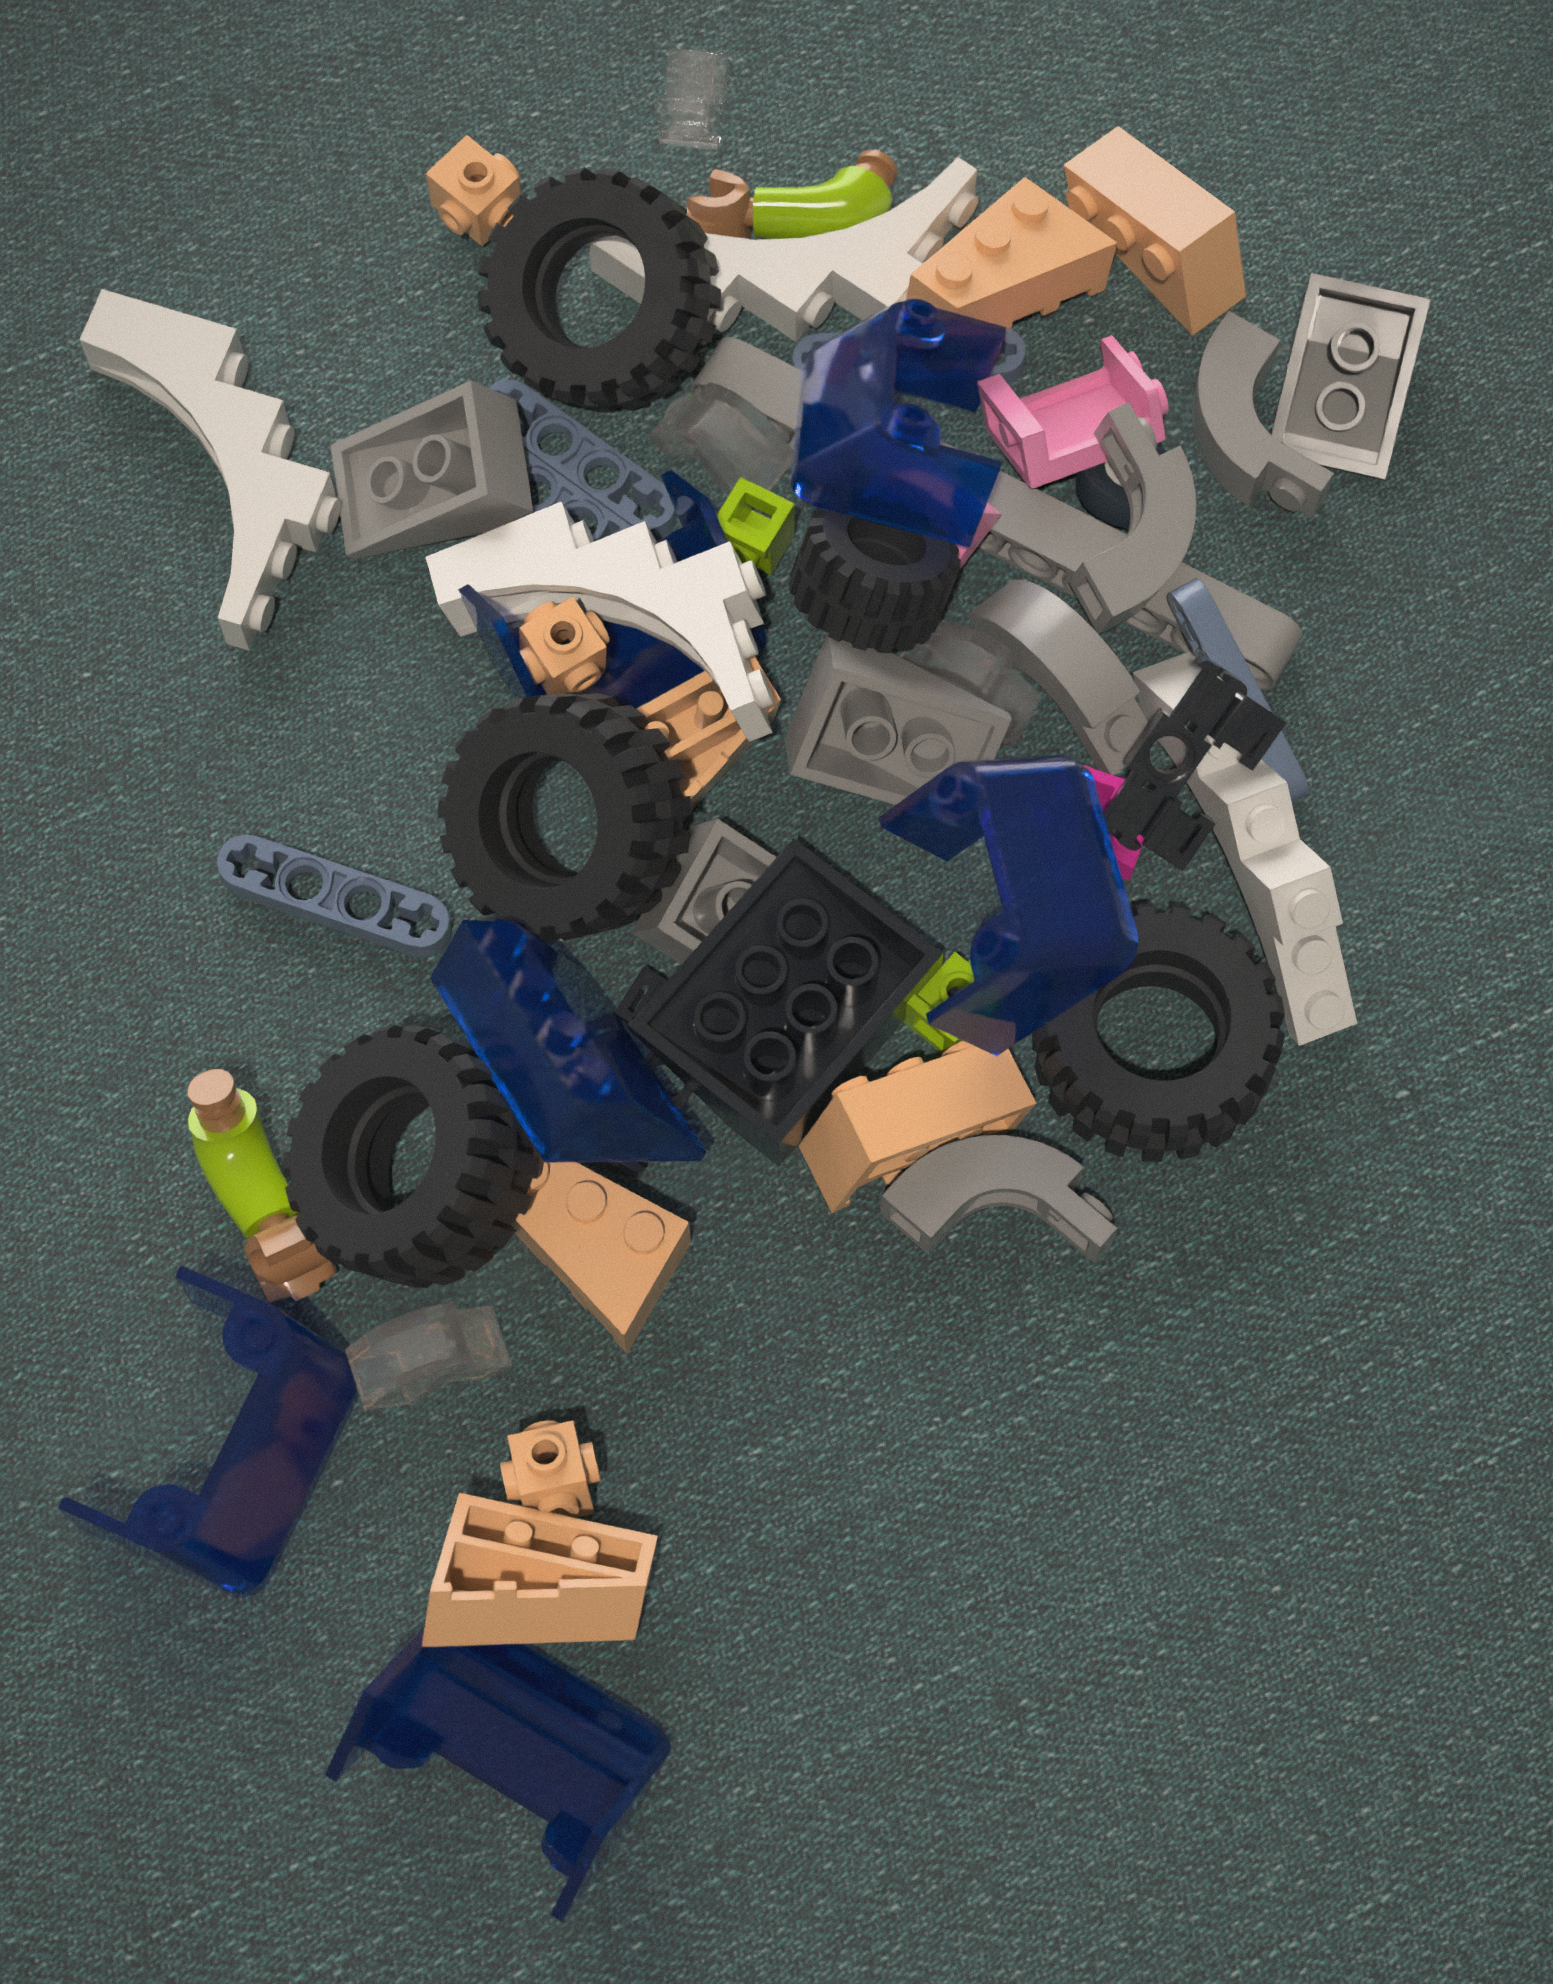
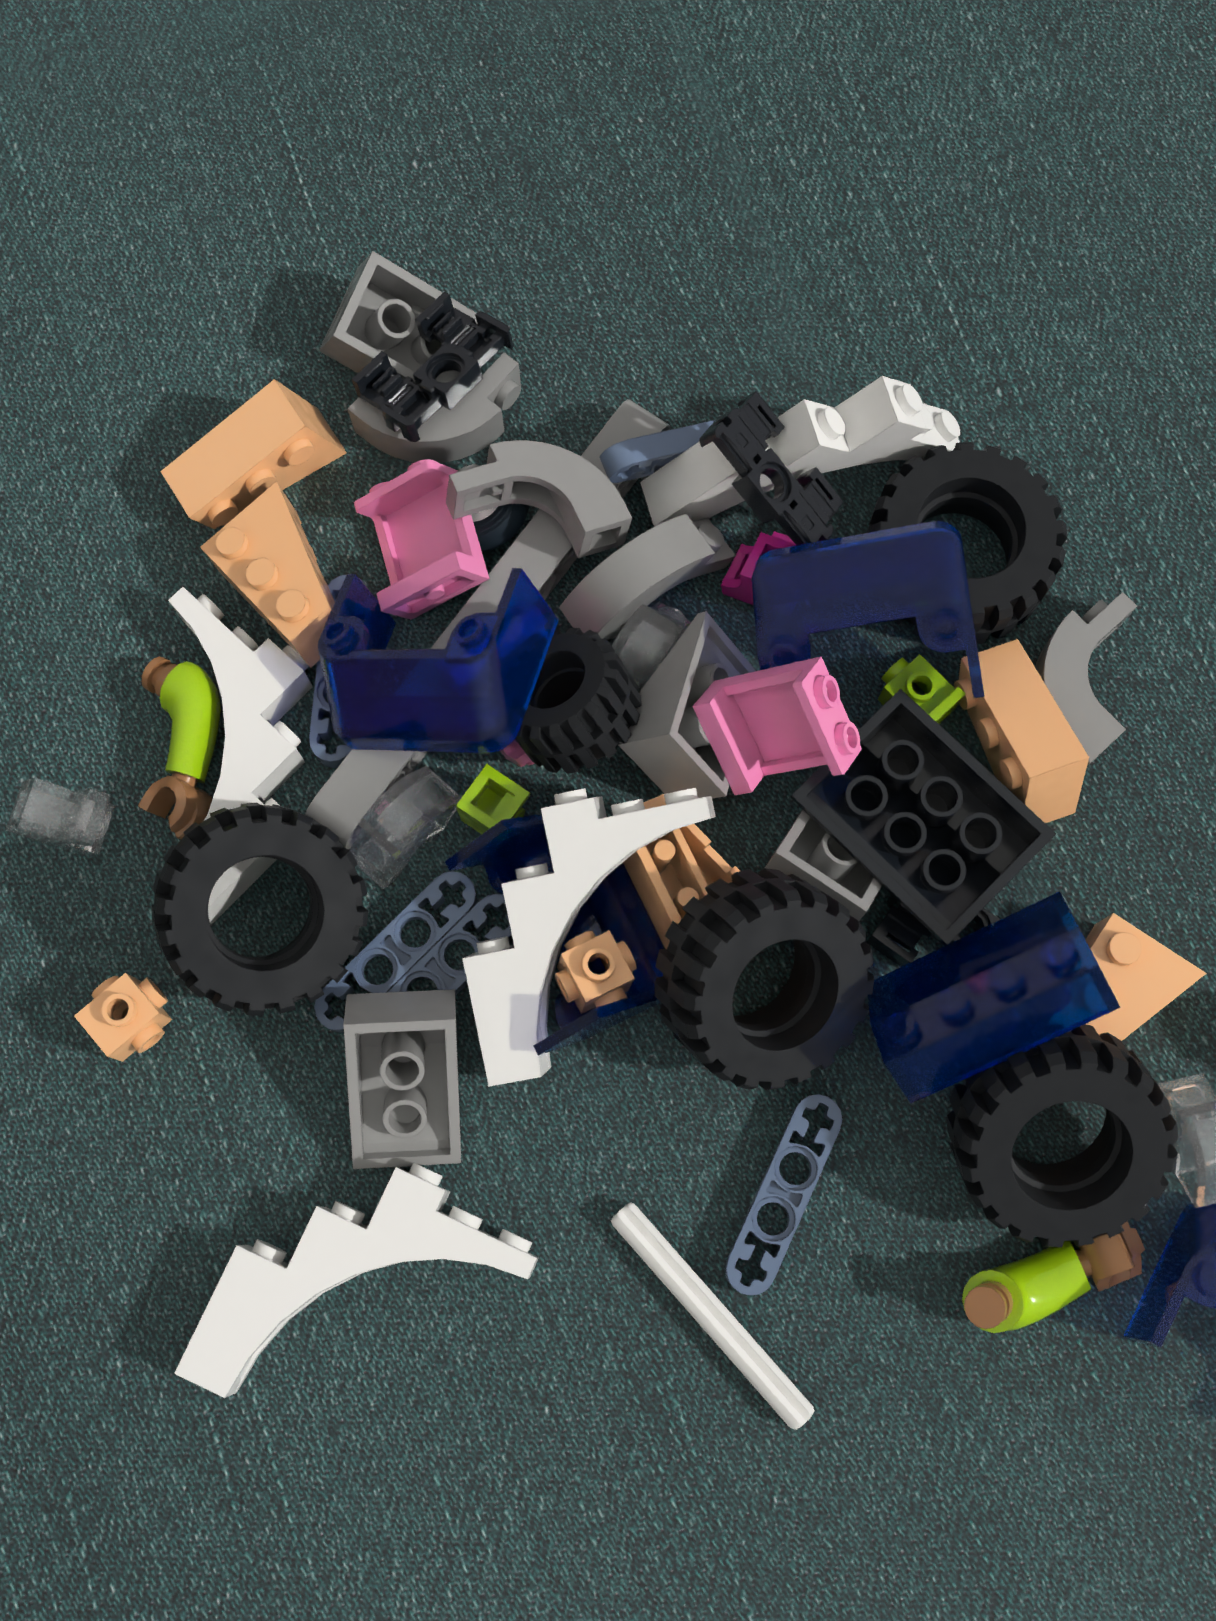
camera: 85 degrees left, 5 degrees up
(194, 830) = (713, 1316): none -> white axle
(874, 801) = (777, 723): none -> bright pink panel
(1329, 434) = (463, 349): none -> black piece

